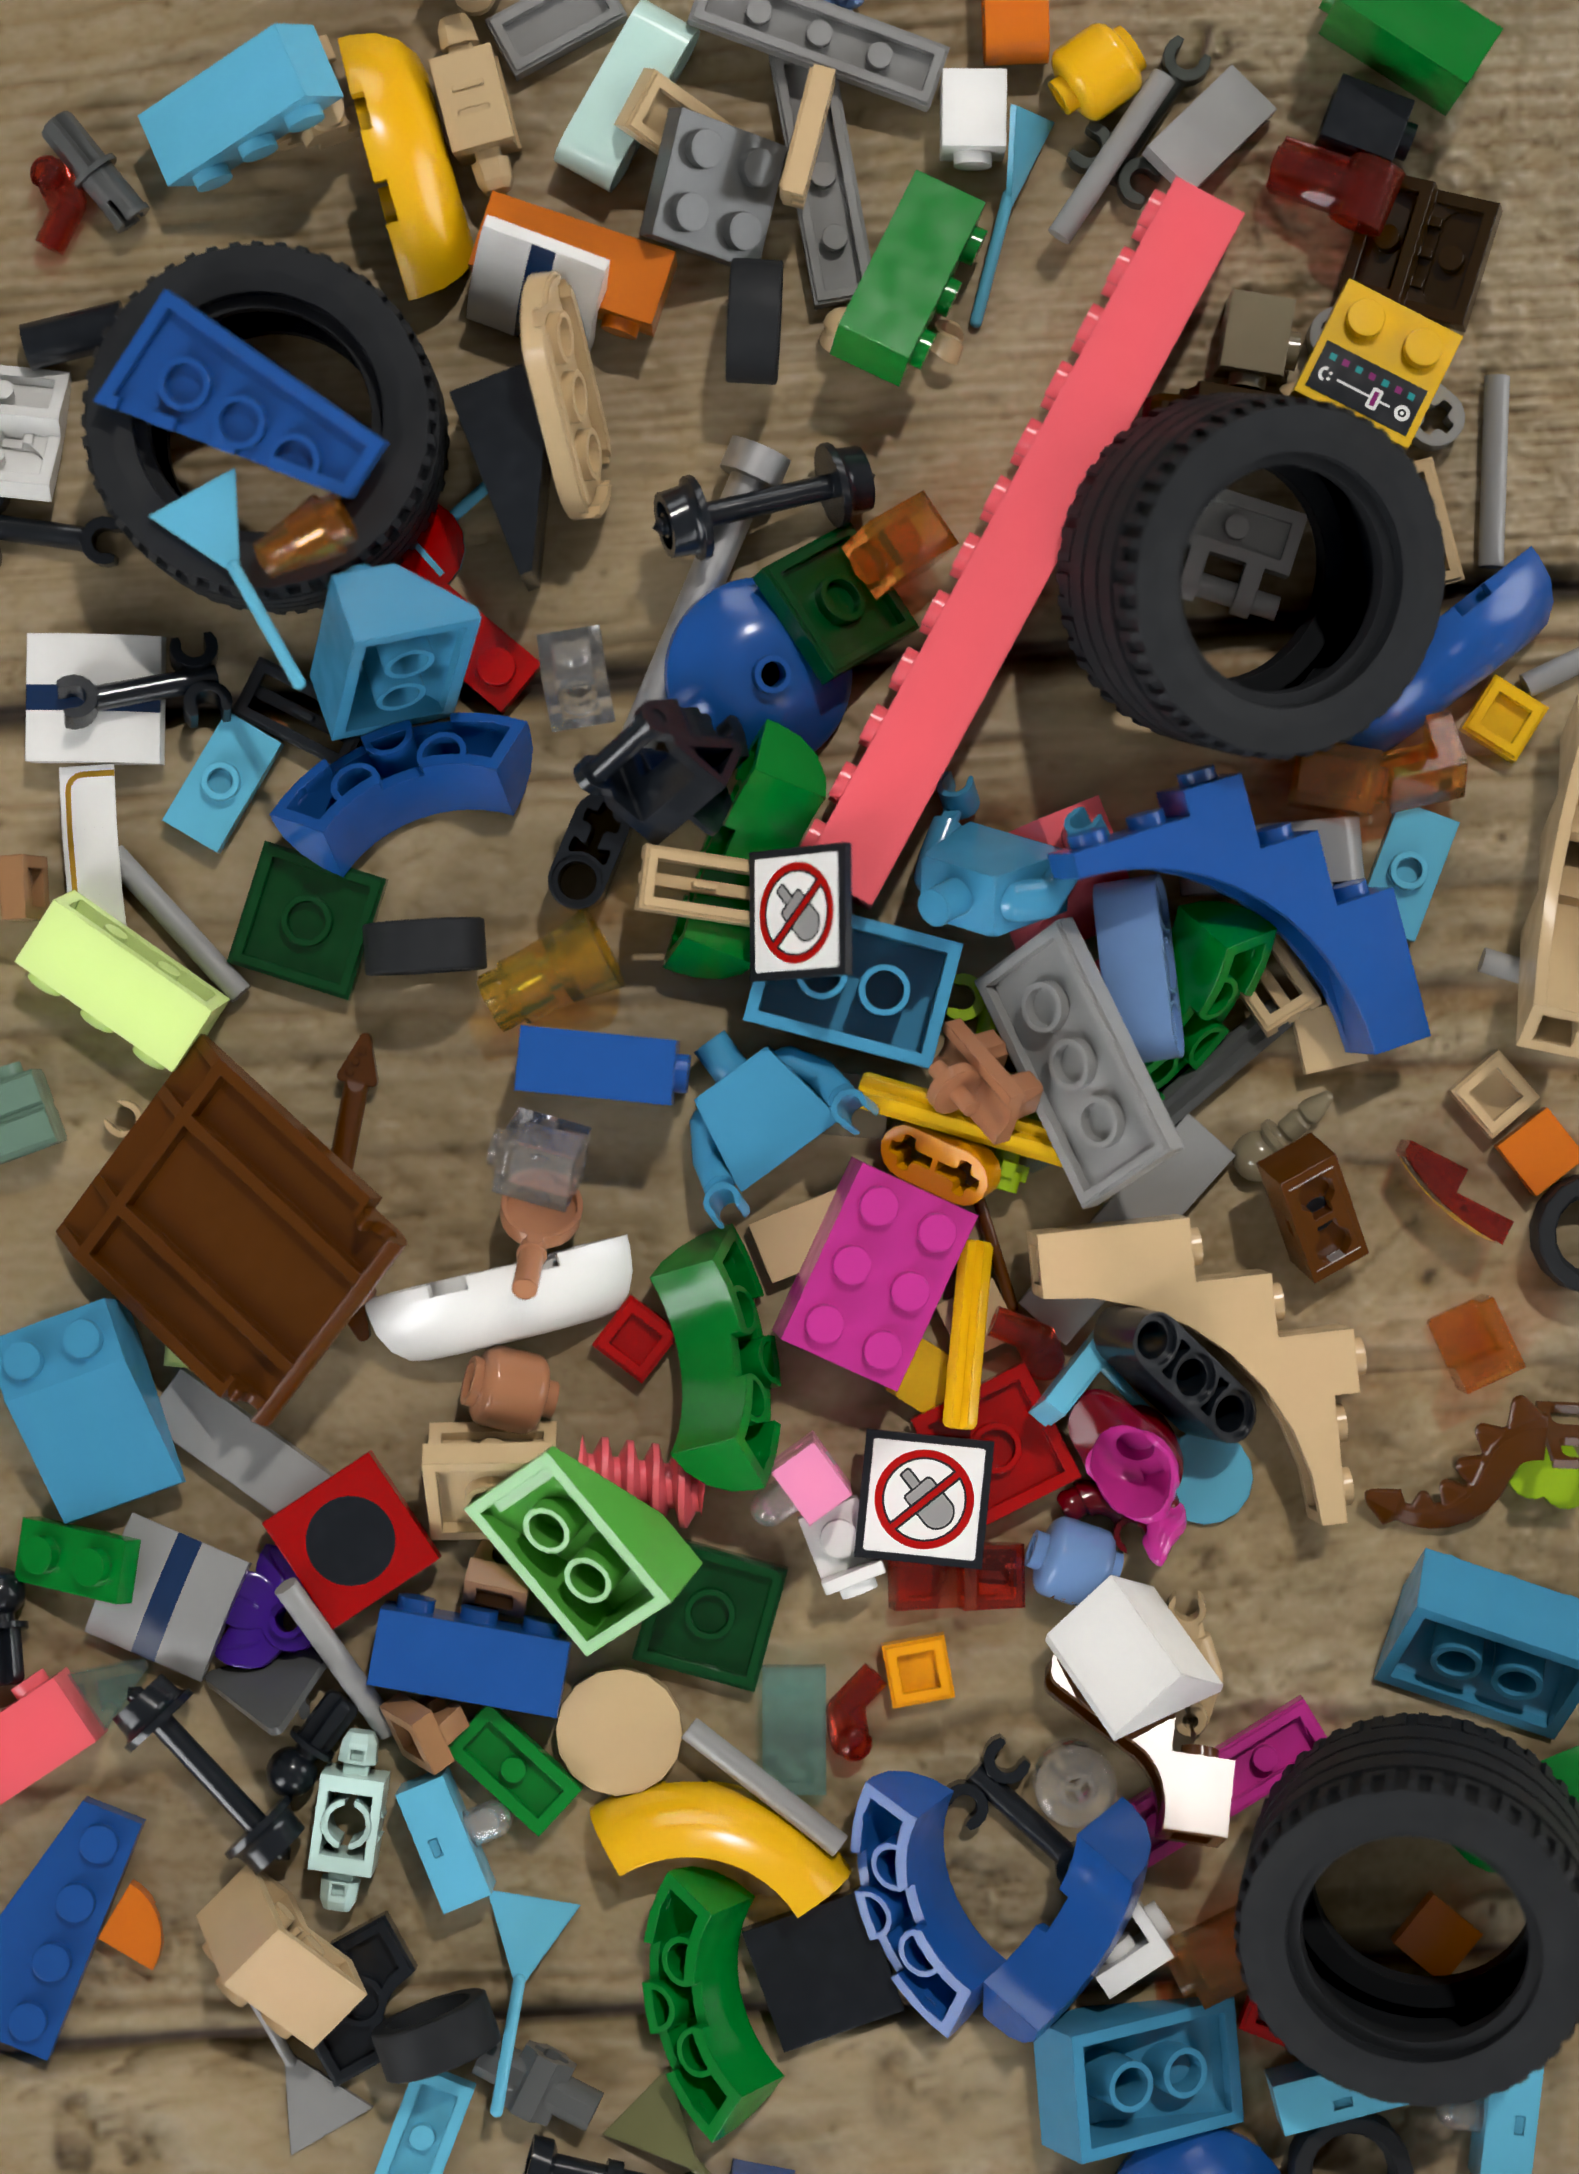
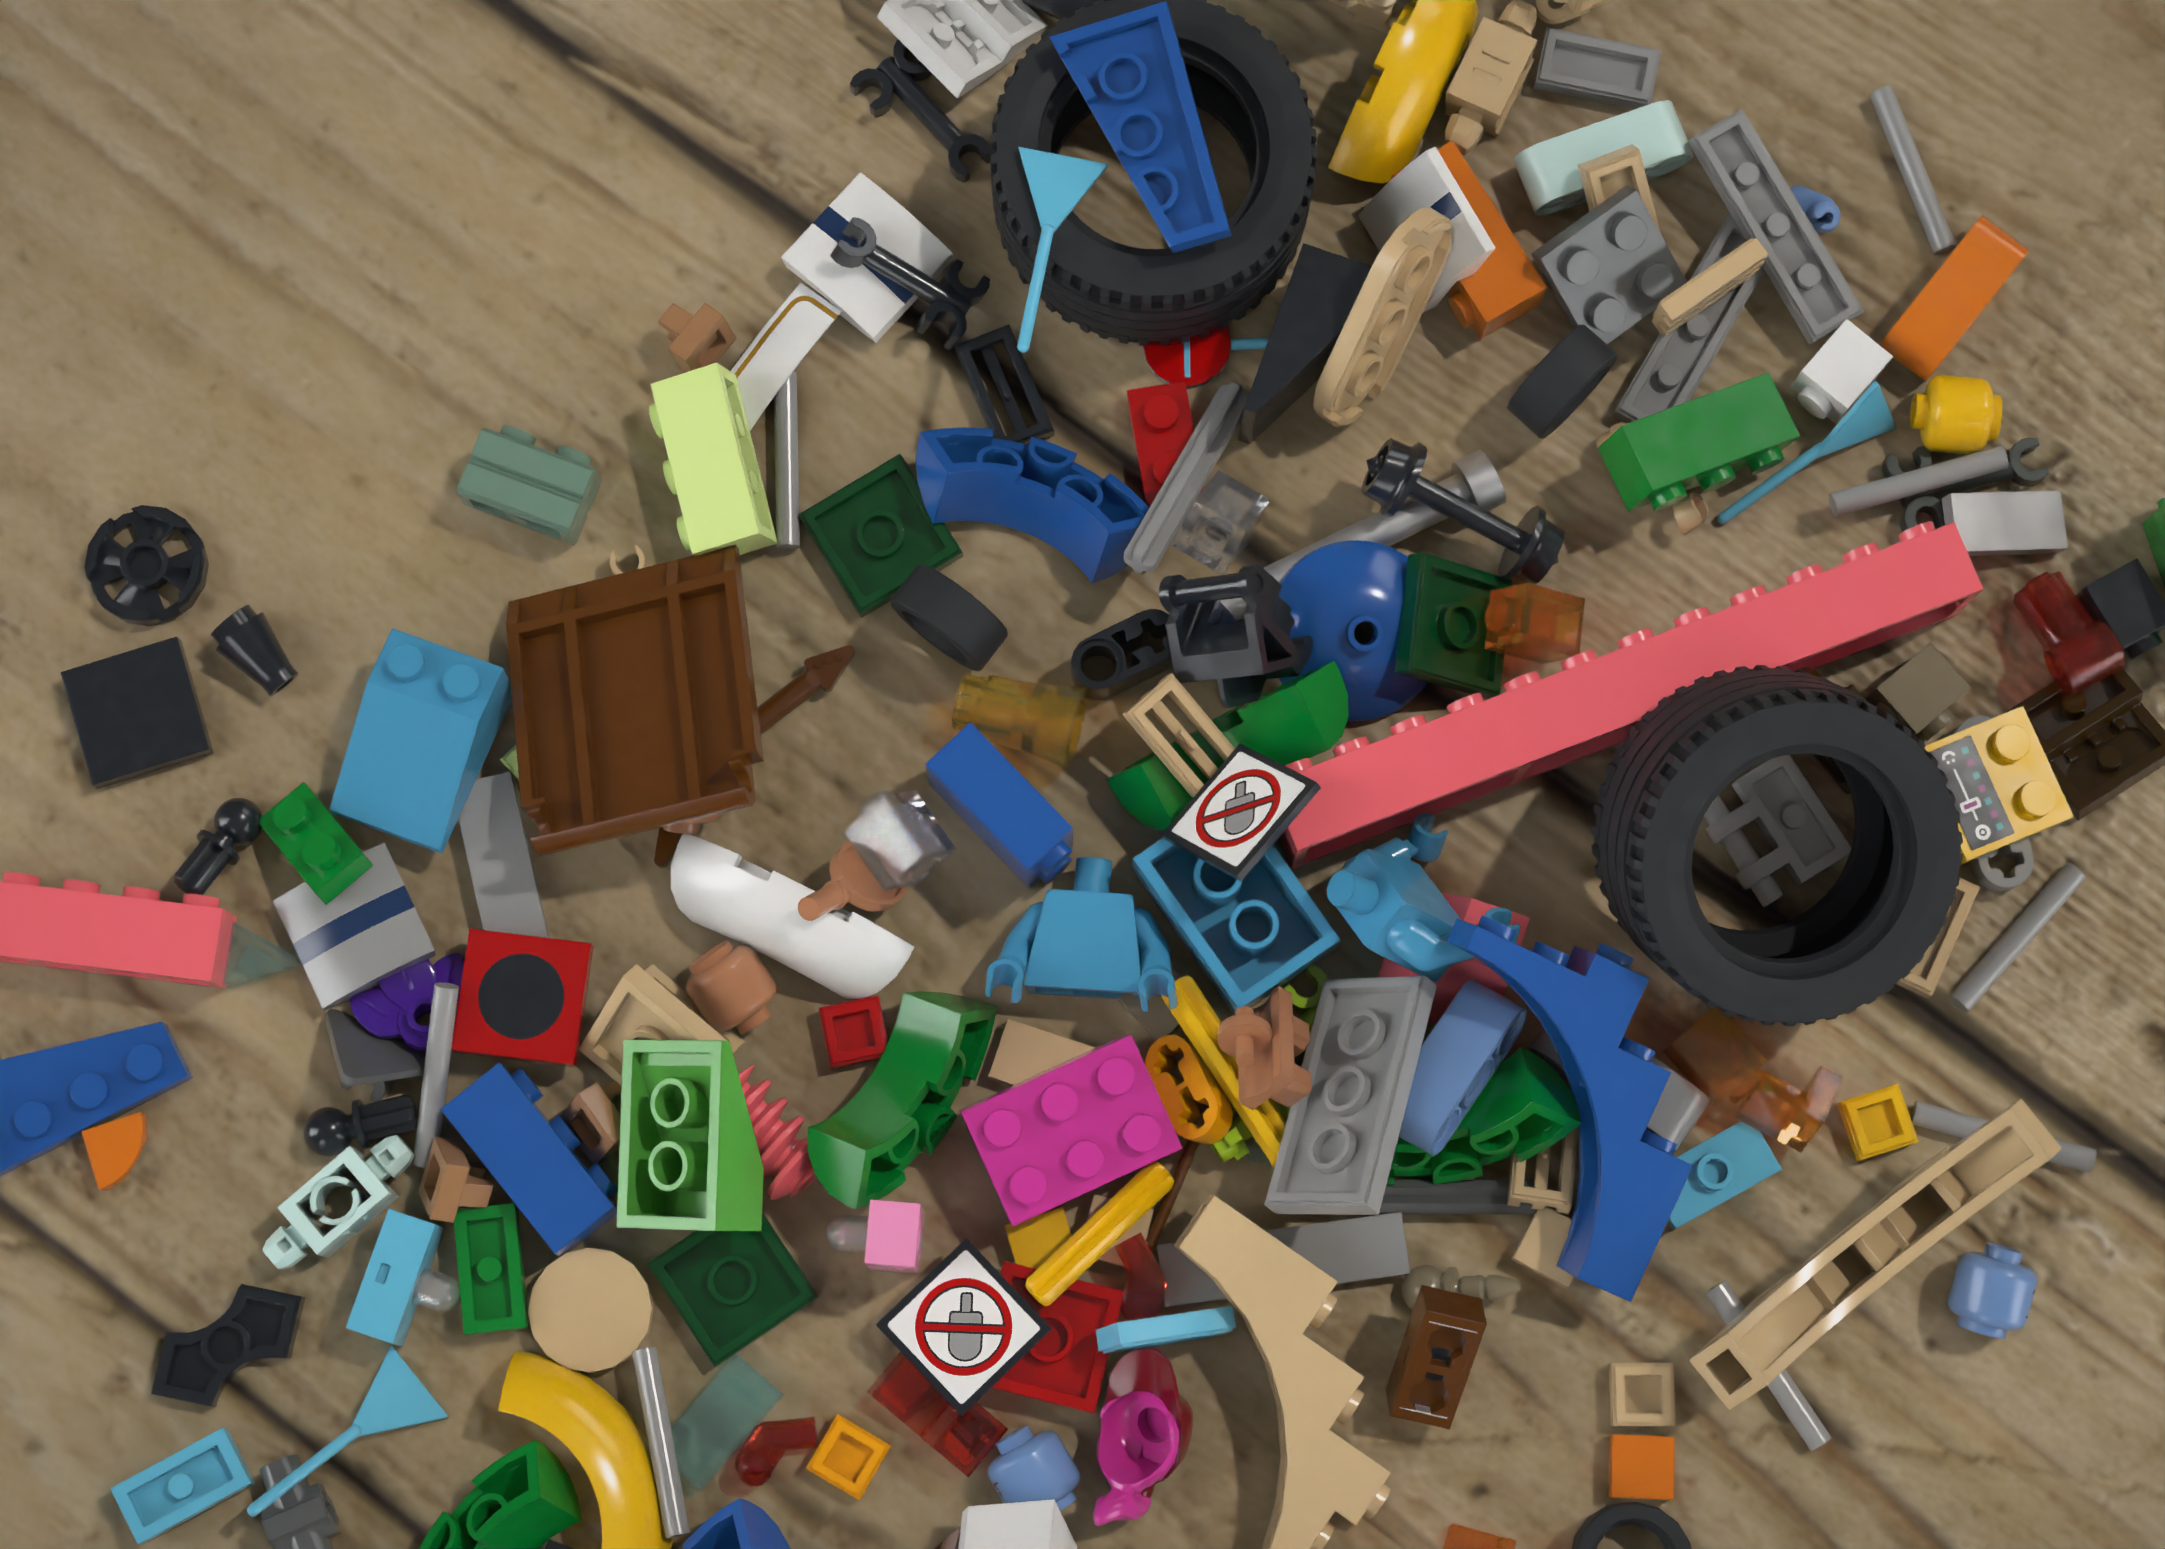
camera: 40 degrees right, 10 degrees down
(223, 783) = (906, 390): medium azure plate -> none
(265, 1834) = (267, 999): black piece -> none
(276, 1960) = (195, 1256): tan brick -> none
(307, 536) = (1118, 249): clear orange cone -> none
(312, 2099) = (125, 1393): light grey piece -> none
(389, 650) = (1106, 388): dark azure slope -> none
(436, 2035) = (259, 1414): black tyre -> none
(518, 665) = (1186, 479): none -> light grey axle
(832, 1549) = (866, 1303): white bracket -> none
(1086, 1499) = (1083, 1437): dark red arm -> none
(1175, 1373) = (1244, 1412): black beam -> none
(1215, 1473) = (1197, 1495): medium azure piece -> none
(1441, 1180) = (1547, 1419): clear red slope -> none
(1469, 646) = (1885, 1041): blue brick -> none

